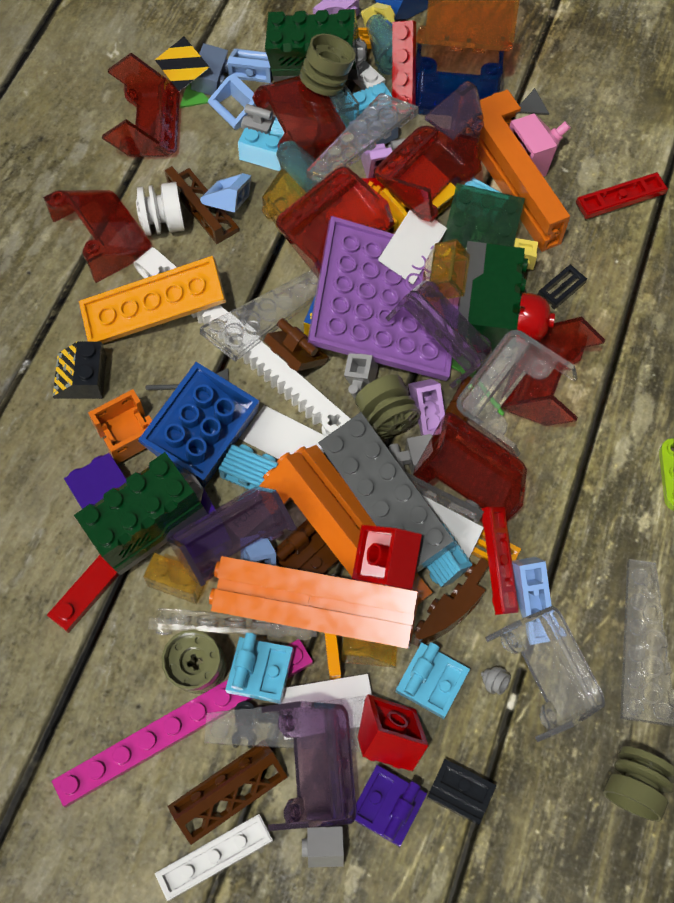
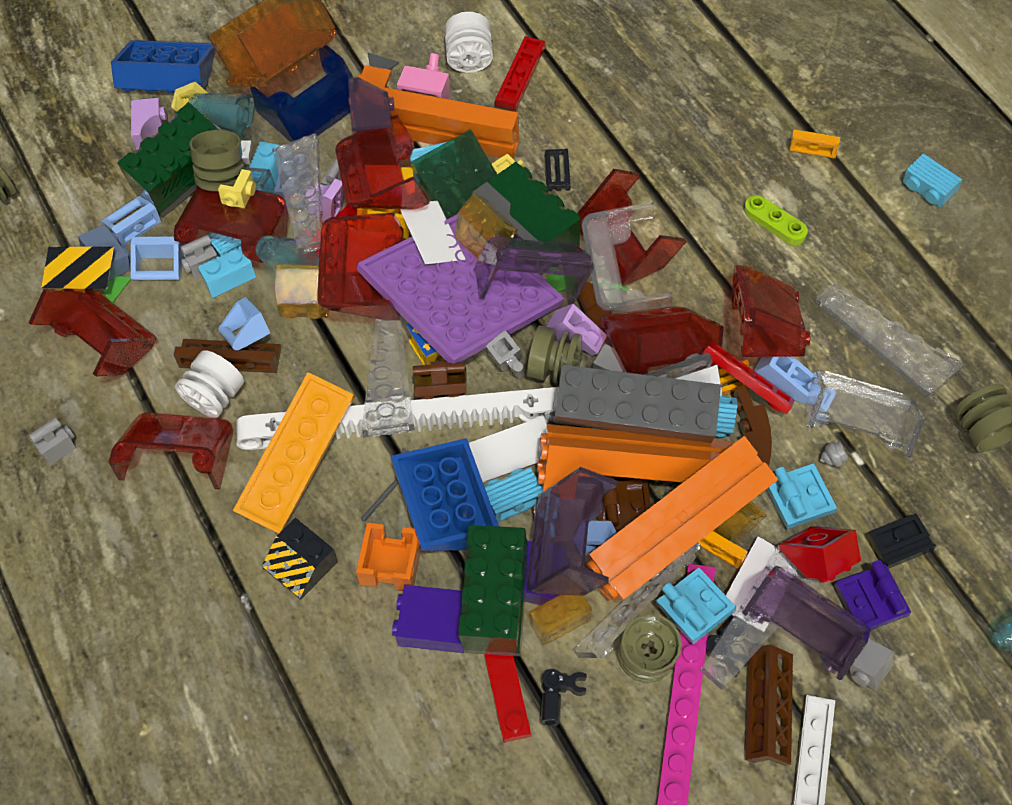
camera: 45 degrees left, 5 degrees down
(41, 156) = (53, 441): none -> light grey brick
(118, 615) = (553, 684): none -> black bar
(318, 99) = (240, 192): none -> light yellow bracket
(387, 556) = (695, 437): red slope -> none
(404, 60) = (261, 111): plate -> none
(535, 316) = (579, 198): red cylinder -> none
(565, 530) = (768, 315): none -> clear red windscreen
(607, 139) = (468, 42): none -> white wheel

